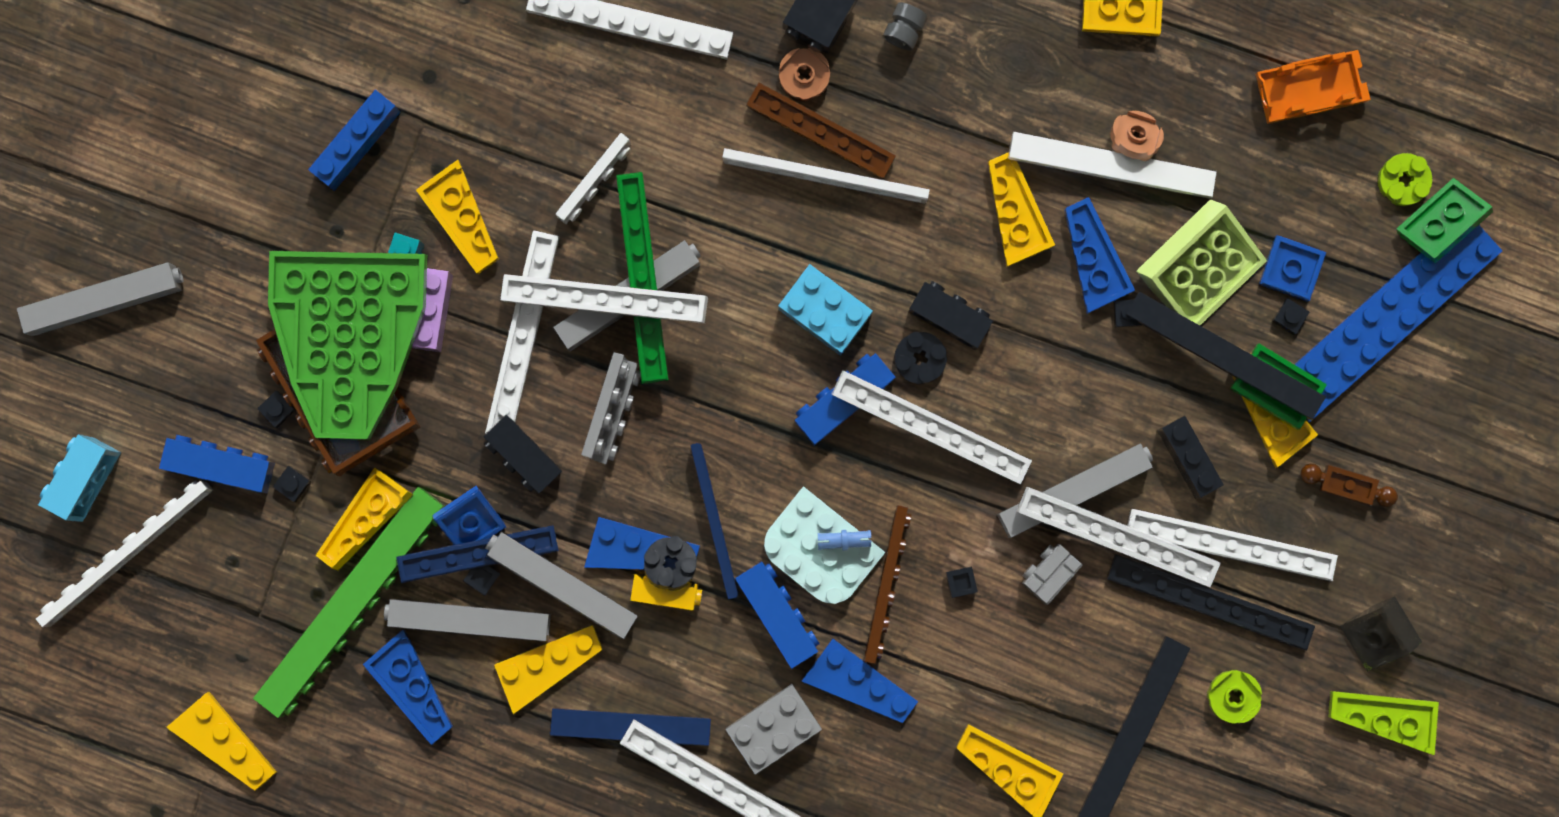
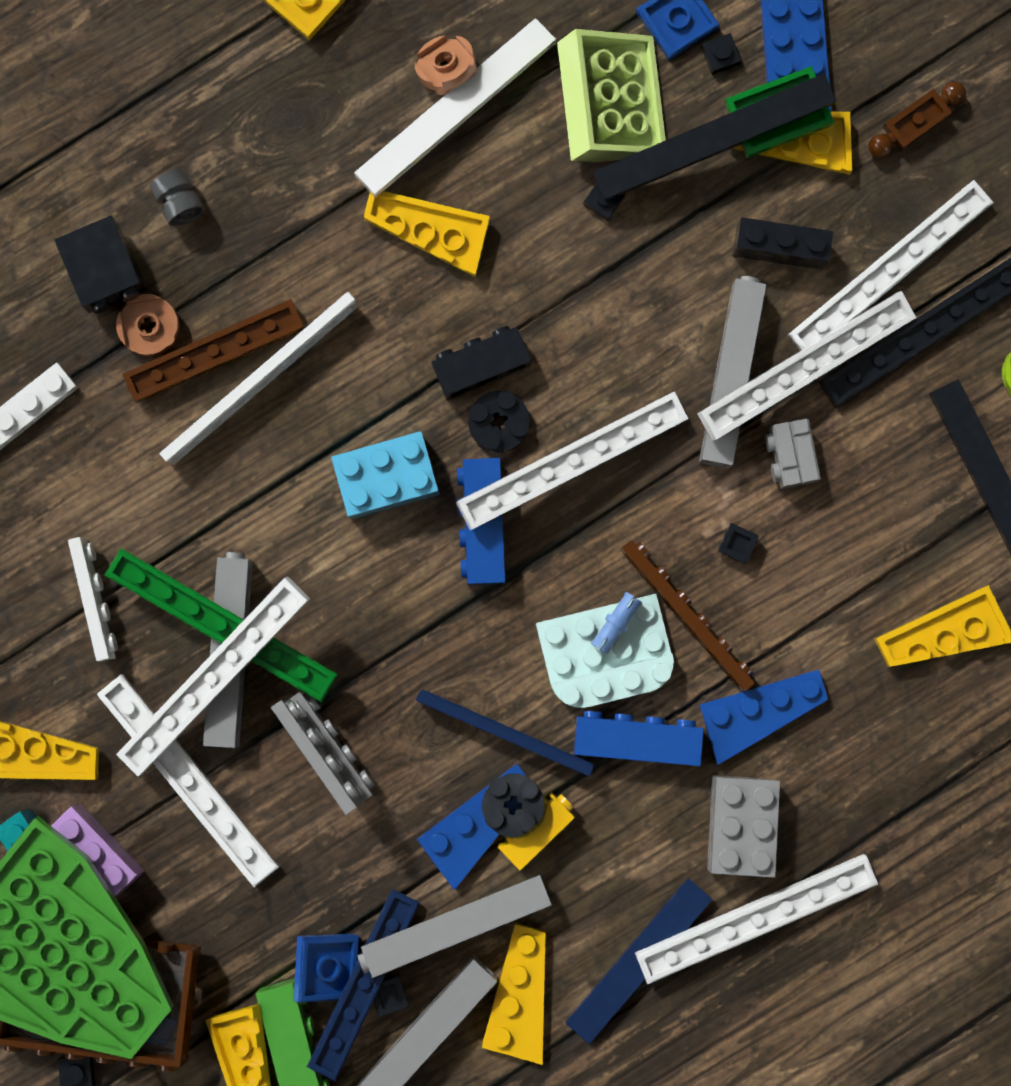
camera: 50 degrees left, 0 degrees up
(521, 454) = (301, 868): black brick -> none
(1096, 259) = (534, 189): blue wing -> none

